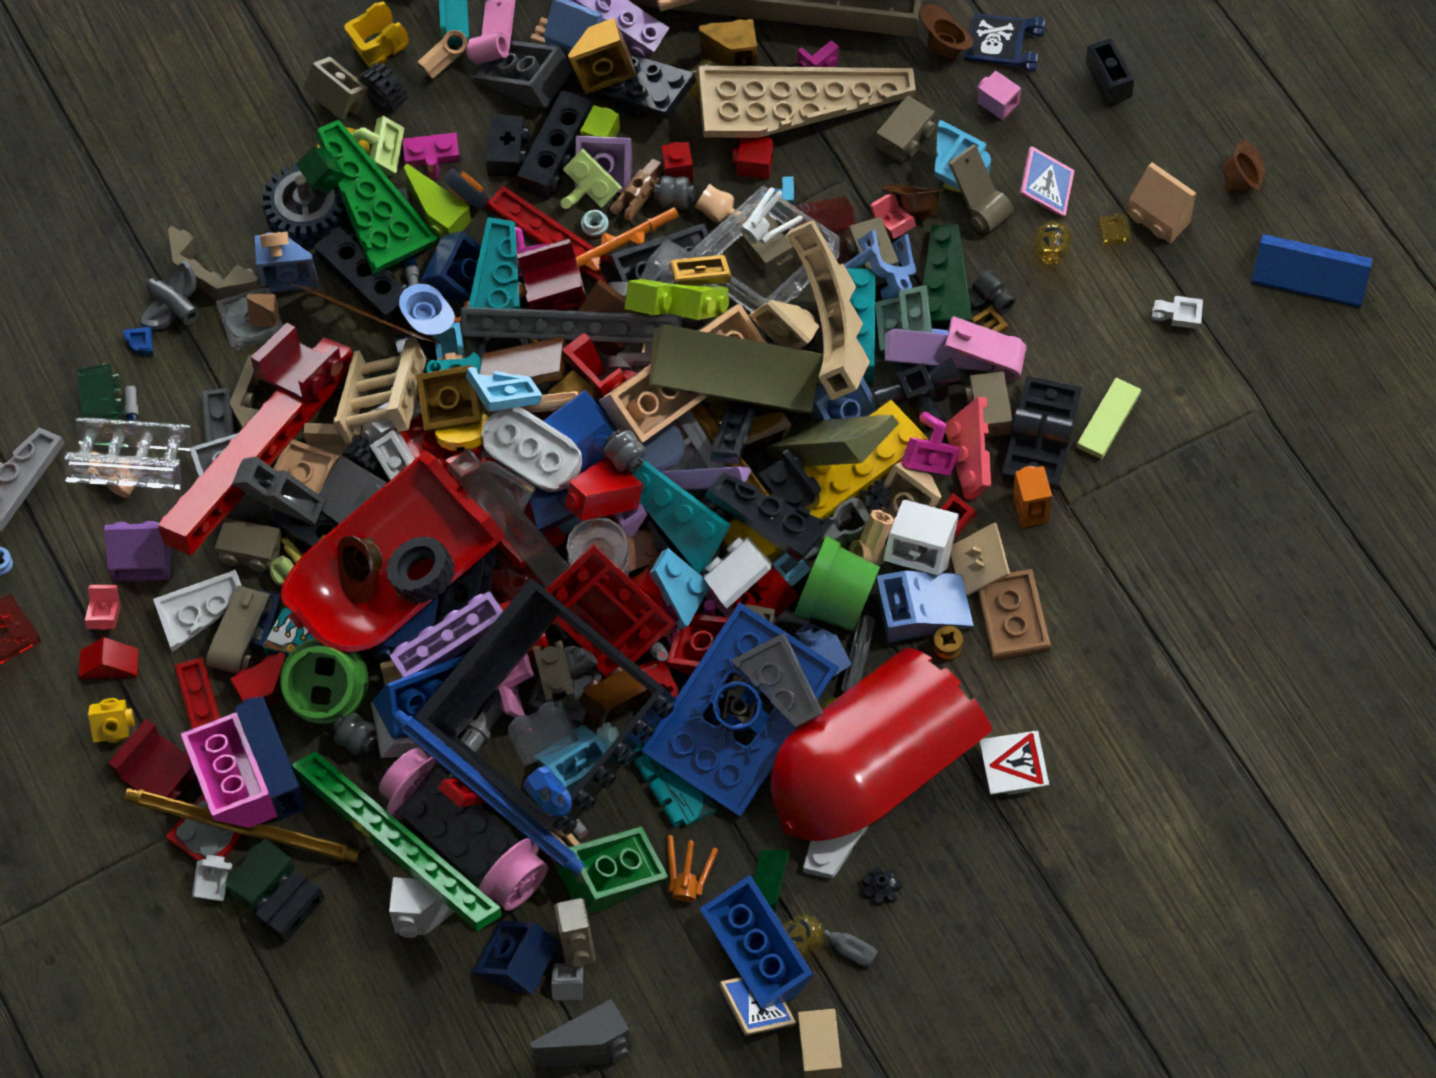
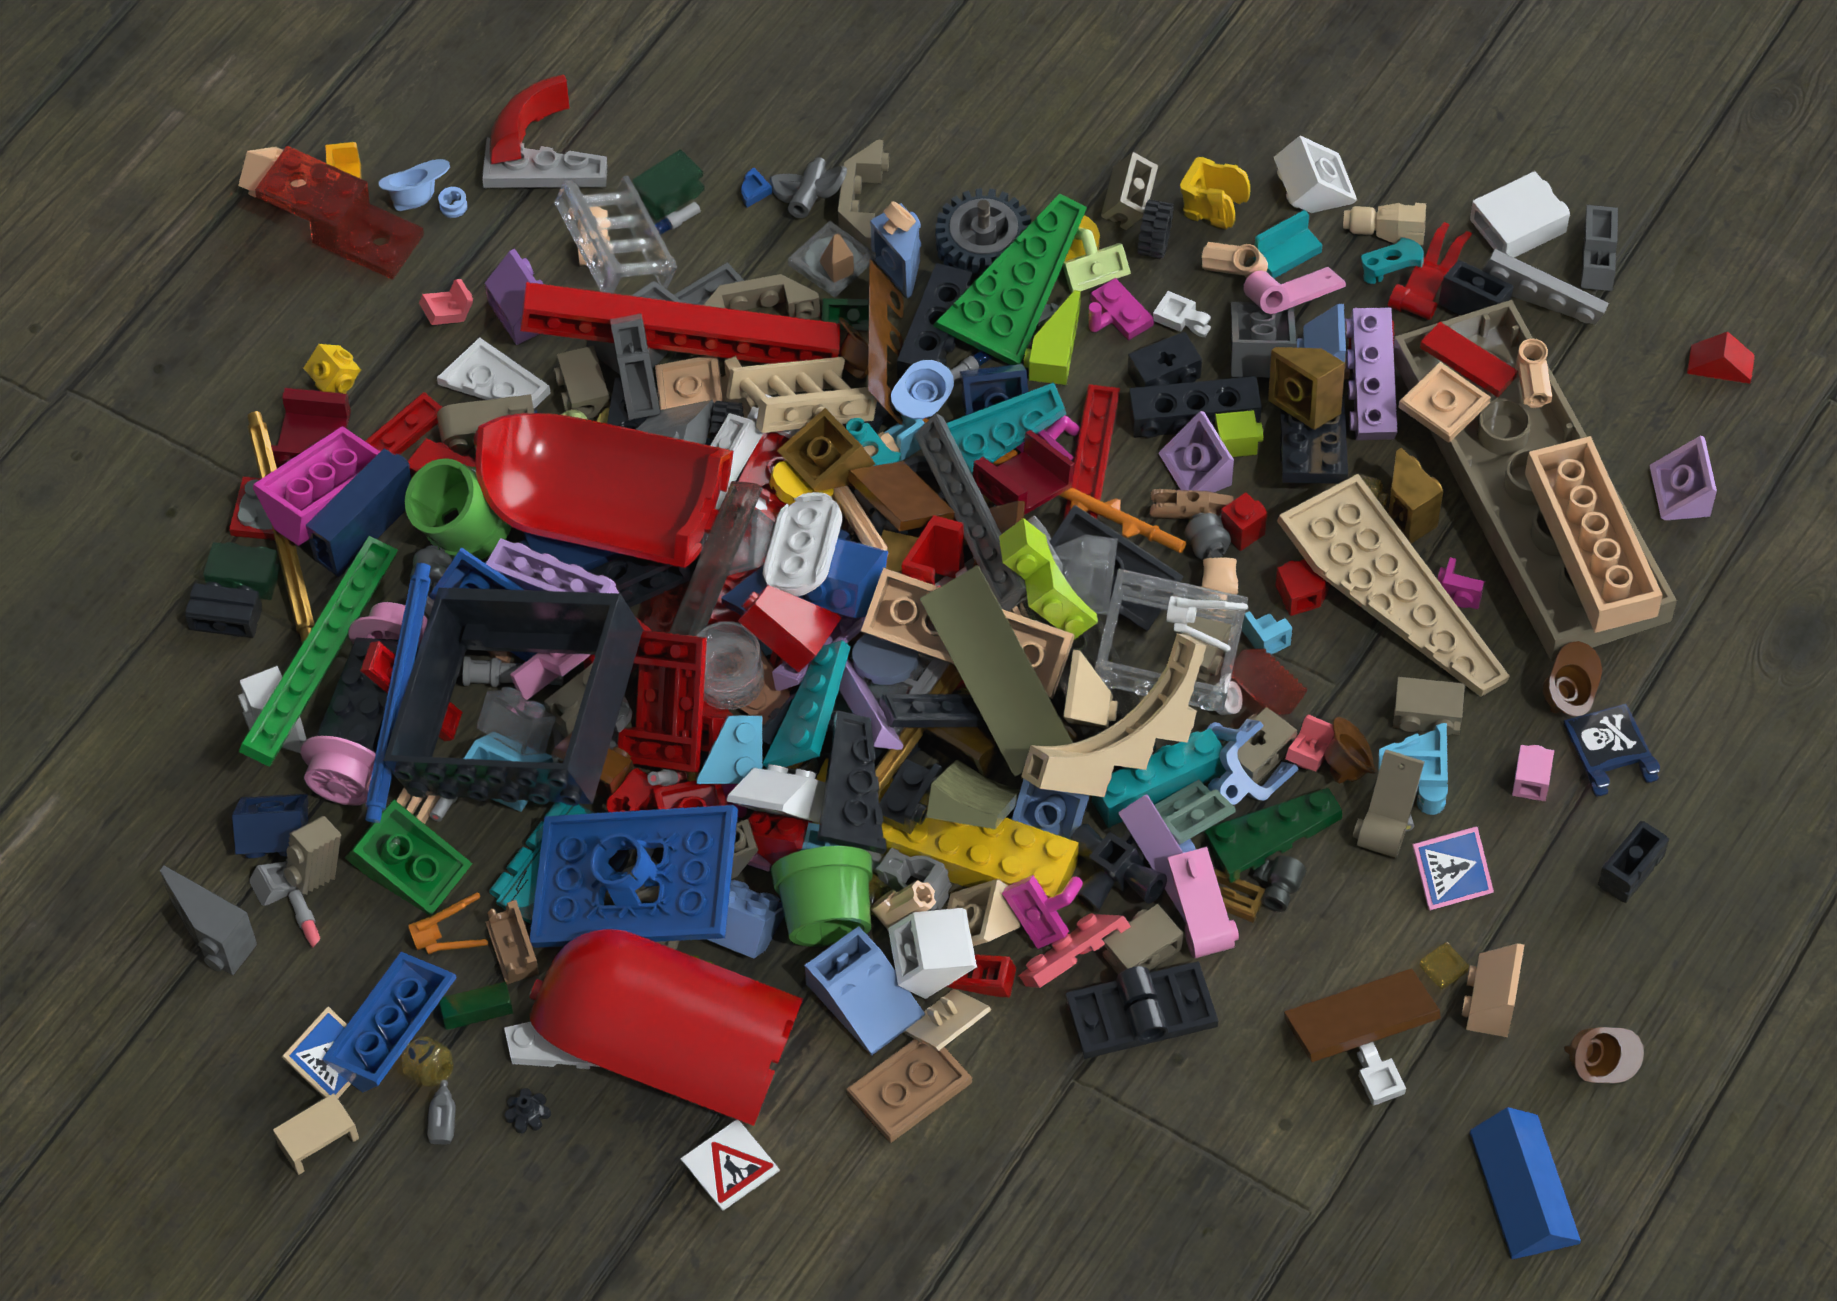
camera: 60 degrees right, 5 degrees down
(108, 660) = (400, 341): red slope -> none
(211, 878) = (218, 529): white bracket -> none
(294, 366) = (785, 309): dark red panel -> none
(314, 323) = (852, 310): none -> dark green slope
(320, 169) = (1011, 217): dark green brick -> none
(358, 566) = (588, 468): dark brown piece -> none
(360, 338) = (855, 352): none -> reddish brown piece
(434, 582) = (611, 532): black tyre -> none
(464, 115) = (1179, 311): none -> white plate
(466, 188) = (1086, 355): black wheel -> none
(504, 390) = (849, 485): medium azure wing -> none
(548, 792) = (415, 735): blue rock -> none
(590, 180) = (1171, 456): yellowish green plate -> none
(591, 217) = (1128, 480): light aqua plate -> none
(615, 971) = (304, 917): none -> light grey piece
(624, 451) = (839, 619): dark grey piece -> none
(699, 273) = (1091, 588): pearl gold tile -> none
(734, 827) = (512, 943): none -> medium nougat hinge
(781, 678) = (675, 887): flat silver wing -> none
(859, 652) = (776, 962): dark grey axle -> none
(875, 496) = (953, 885): black plant -> none
(949, 650) = (835, 1047): pearl gold wheel -> none
(1032, 496) = (1047, 1030): orange brick -> none
(1052, 242) = (1381, 910): clear yellow head -> none
(1109, 418) = (1203, 1068): yellowish green tile -> none
(1129, 297) = (1362, 1015): none -> reddish brown tile

